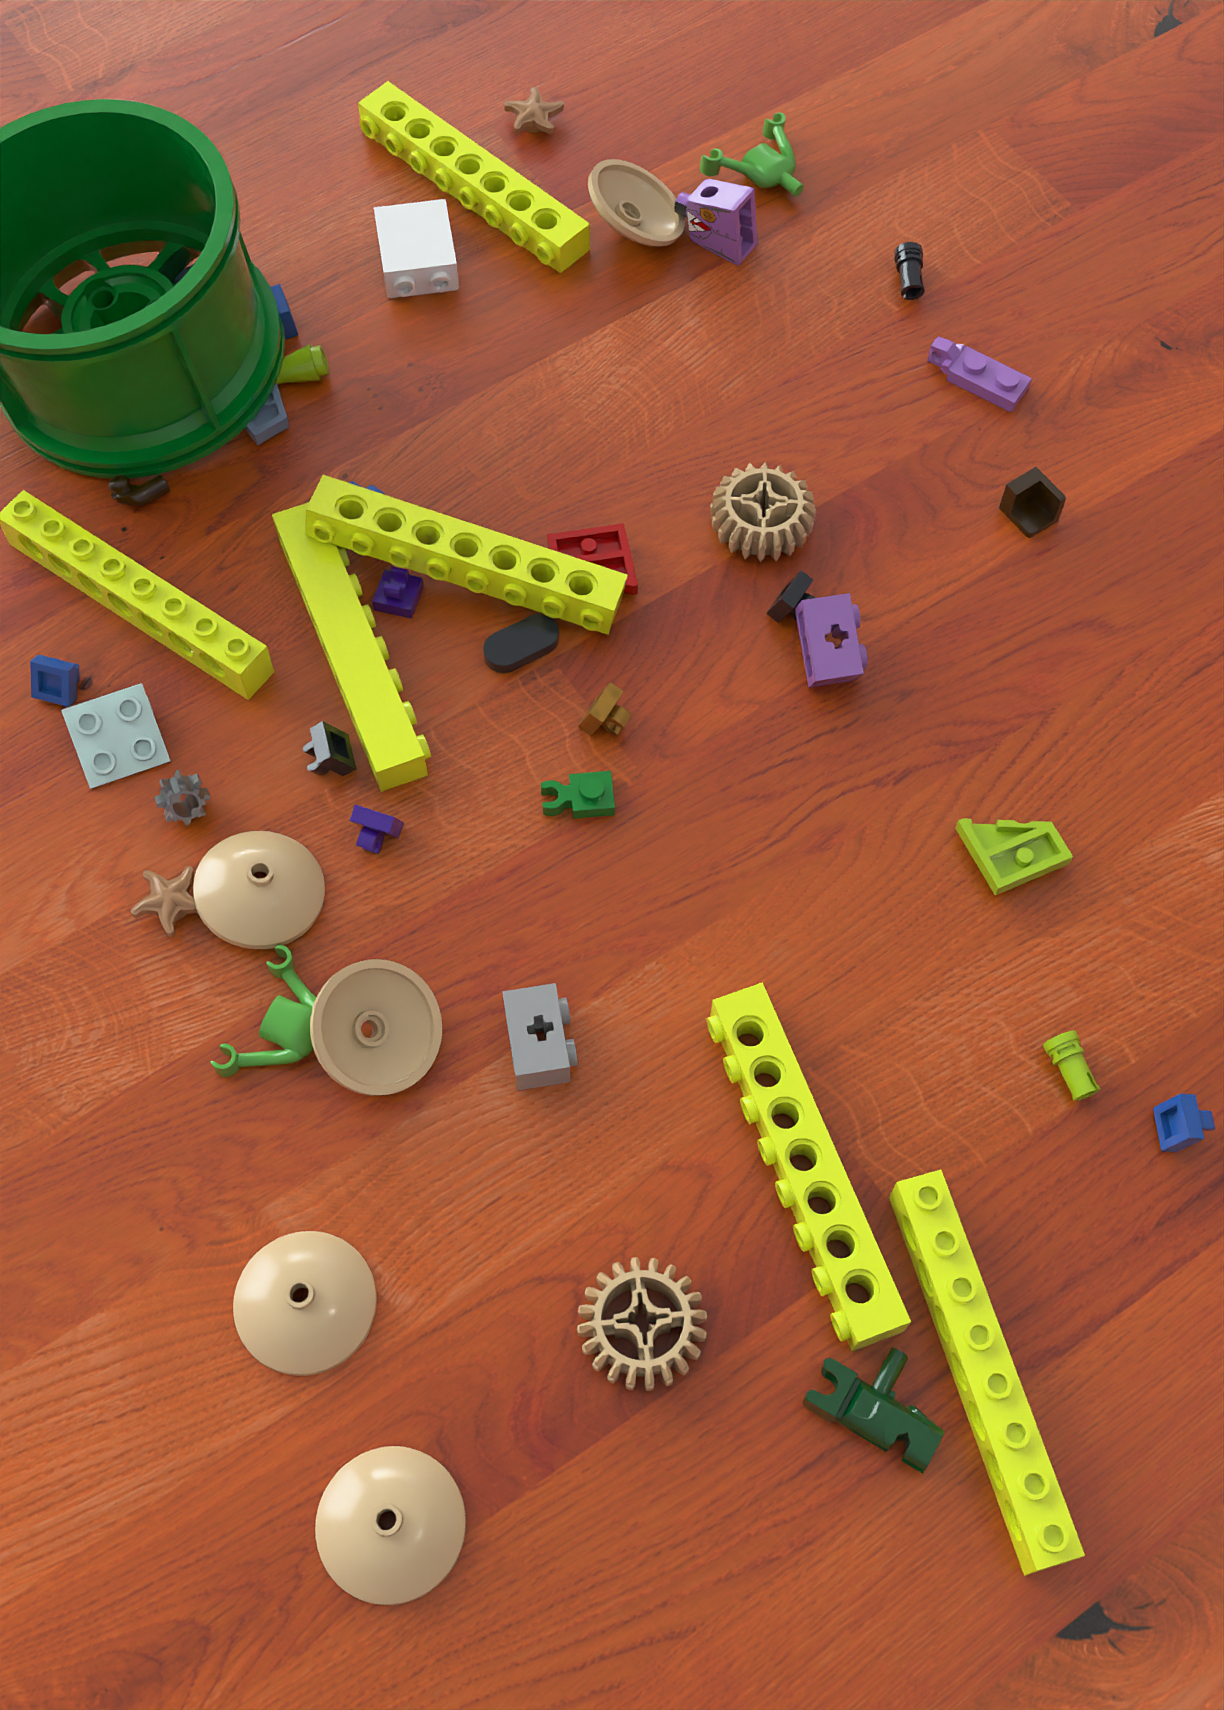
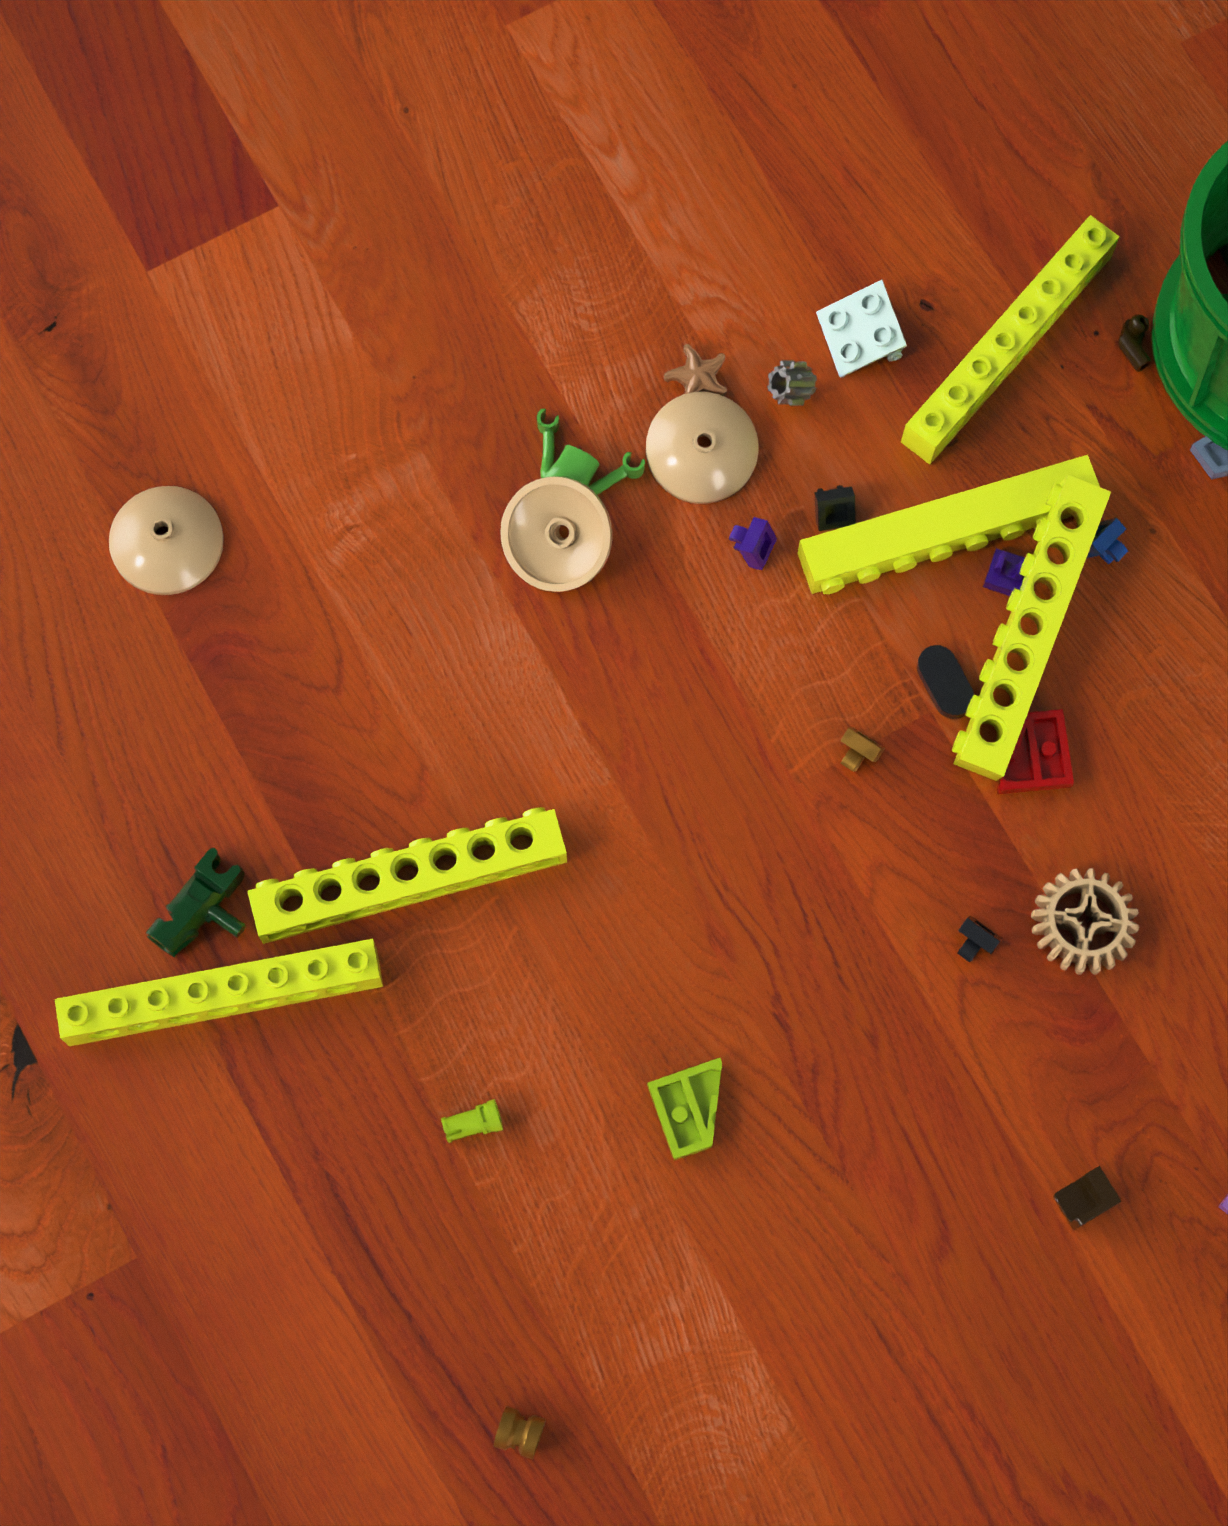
camera: 95 degrees right, 10 degrees up
(54, 680) = (922, 275): blue tile -> none
(323, 1328) = (346, 502): tan dish -> none
(537, 1061) = (522, 661): light grey brick -> none
(587, 795) = (777, 728): green plate -> none
(619, 1326) = (275, 729): tan gear -> none
(822, 660) = (900, 955): medium lavender brick -> none
(1181, 1122) = (407, 1205): blue tile -> none

